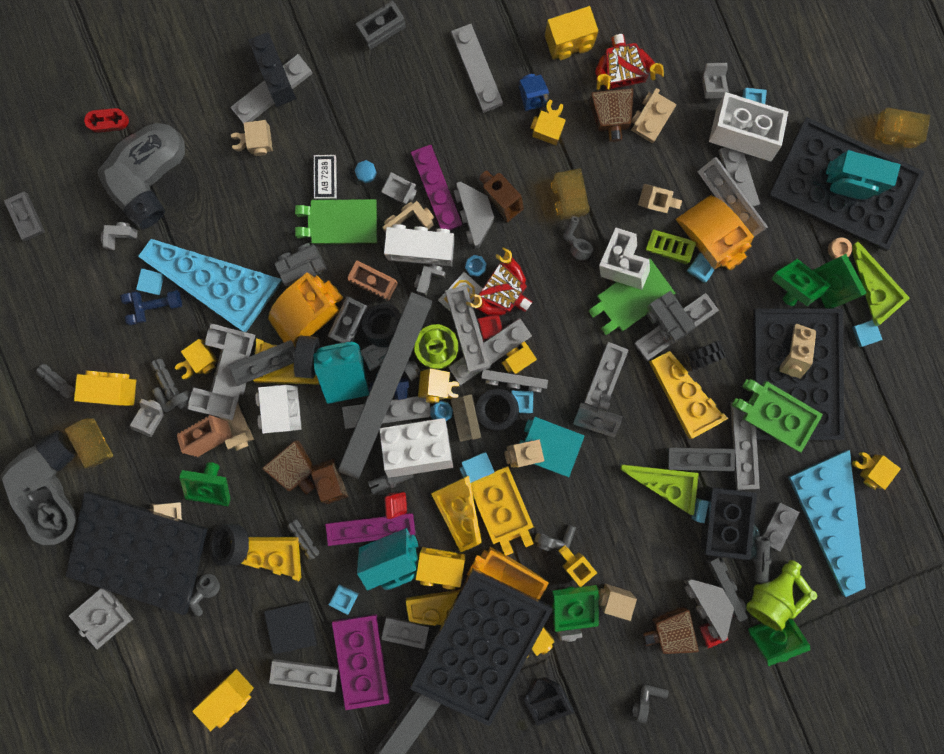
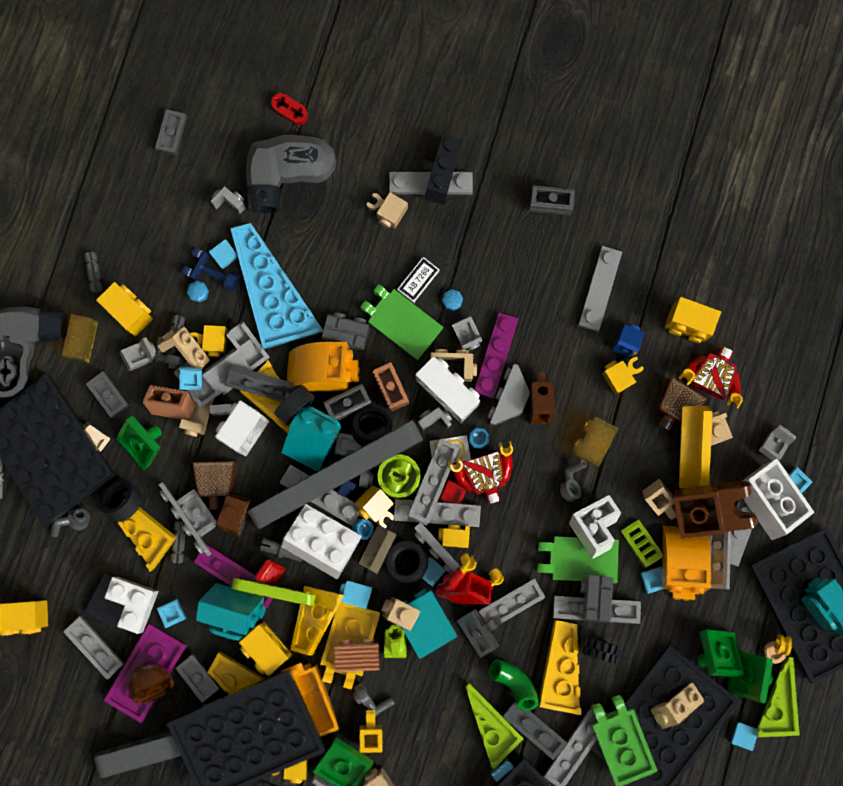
camera: 35 degrees right, 5 degrees down
(149, 469) = (107, 394): none -> flat silver plate
(154, 329) = (197, 291): none -> dark azure tile
(180, 379) = (186, 345): none -> tan bracket
(204, 402) = (190, 378): none -> medium azure tile
(249, 409) = (219, 410): none -> white tile
(298, 508) = (194, 513): none -> light grey bracket
(308, 612) = (137, 602): none -> white brick
(369, 668) = (149, 682): none -> reddish brown cylinder
(410, 518) = (273, 591): none -> lime beam
(517, 515) = (356, 657): none -> nougat brick
(539, 480) = (395, 643): none -> lime piece
(560, 390) = (467, 587): none -> red torso
(654, 135) = (695, 446): none -> yellow panel
(658, 433) = (517, 682): none -> green cylinder
(712, 170) = (718, 507): none -> reddish brown brick
(843, 237) = (783, 645): none -> yellow bush

